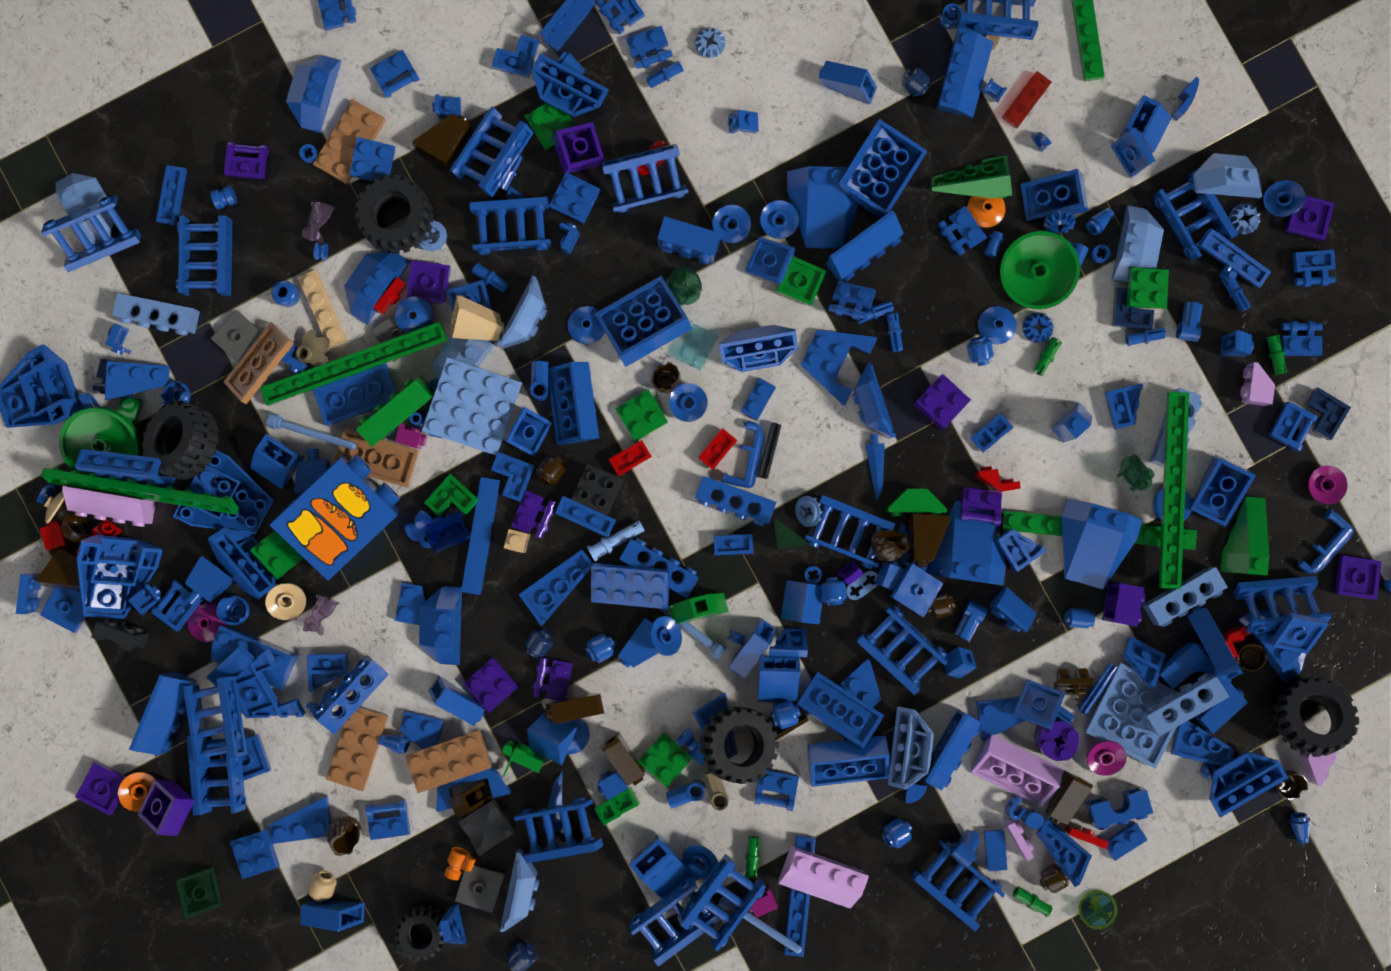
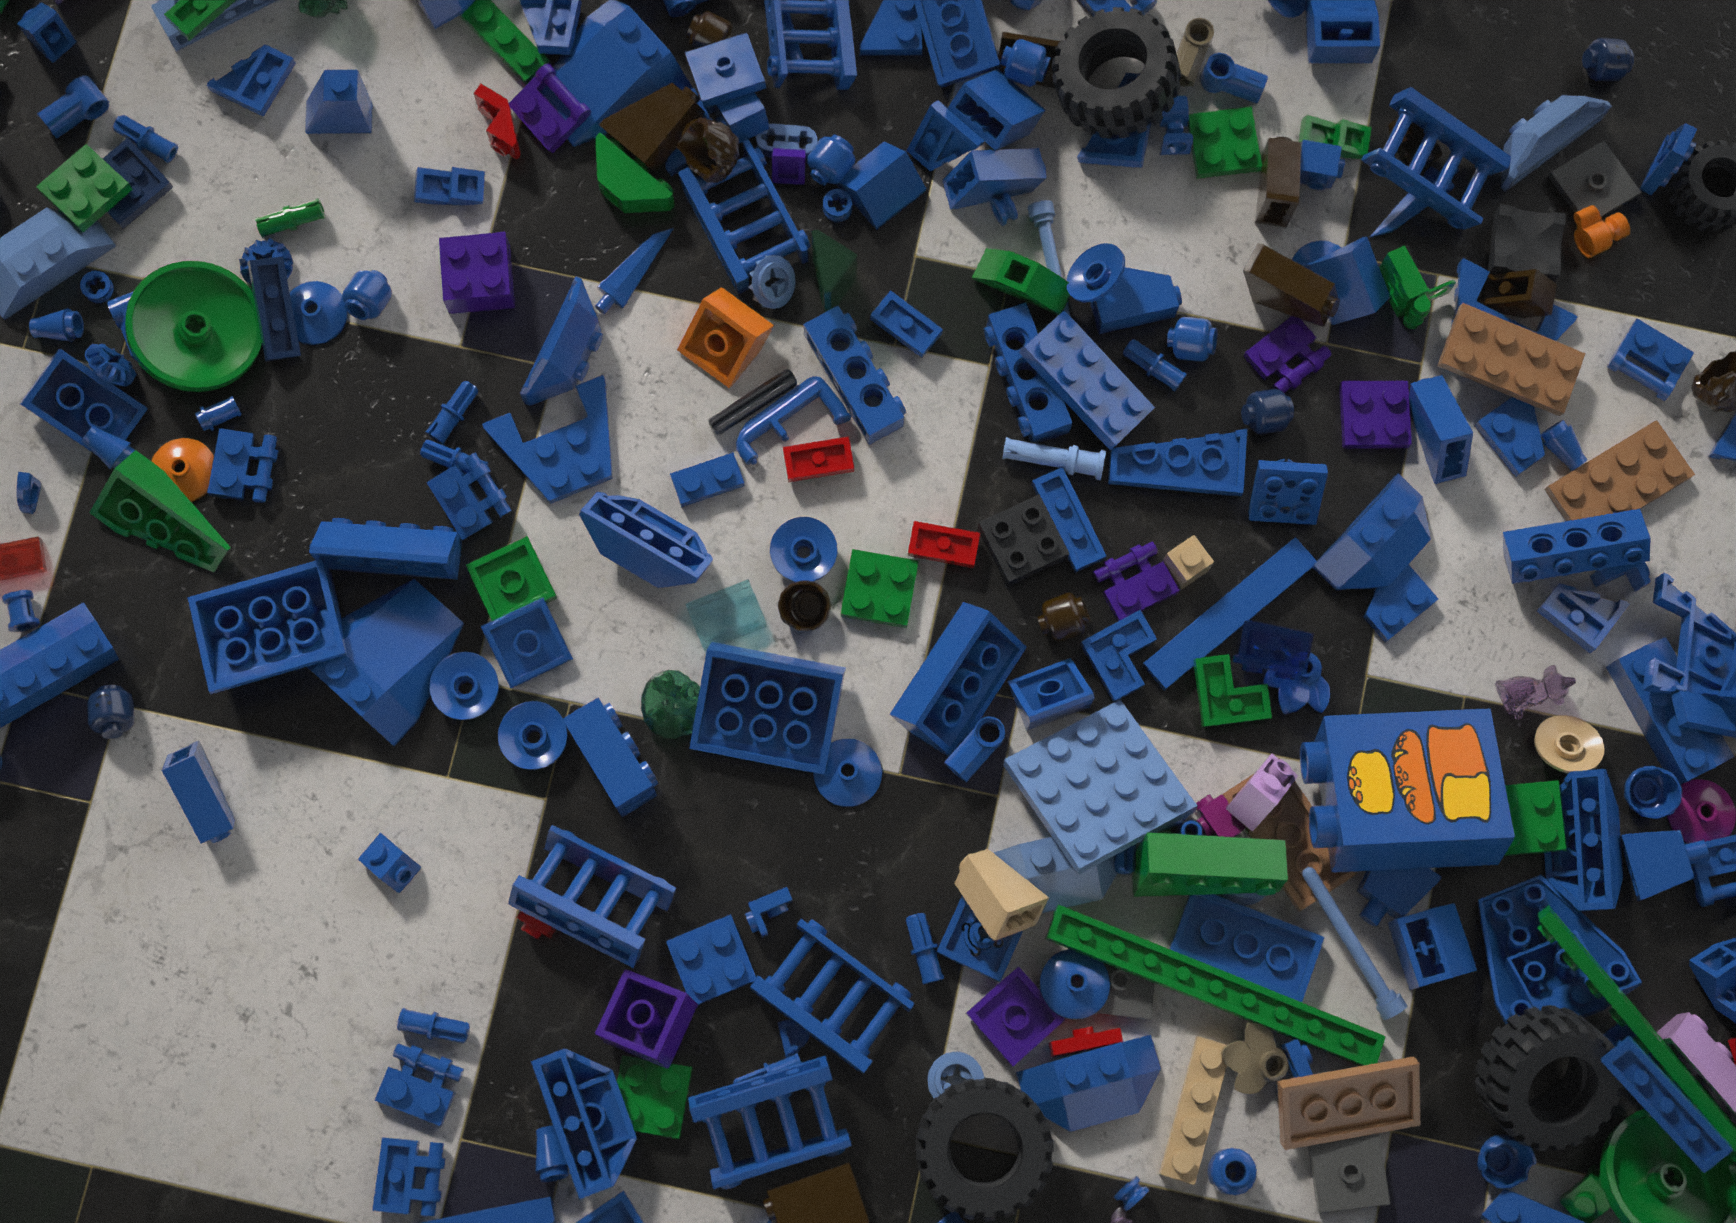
camera: 140 degrees left, 10 degrees down
(399, 463) = (1262, 792): none -> lavender slope
(499, 610) = (1287, 486): none -> blue plate
(525, 316) = (921, 851): medium blue wedge -> none
(608, 622) = (1154, 364): none -> blue axle
(714, 49) = (343, 1025): medium blue gear -> none
(807, 468) = (724, 336): none -> orange slope
(1013, 308) = (274, 308): none -> dark blue plate
(1023, 187) = (107, 447): none -> blue cone

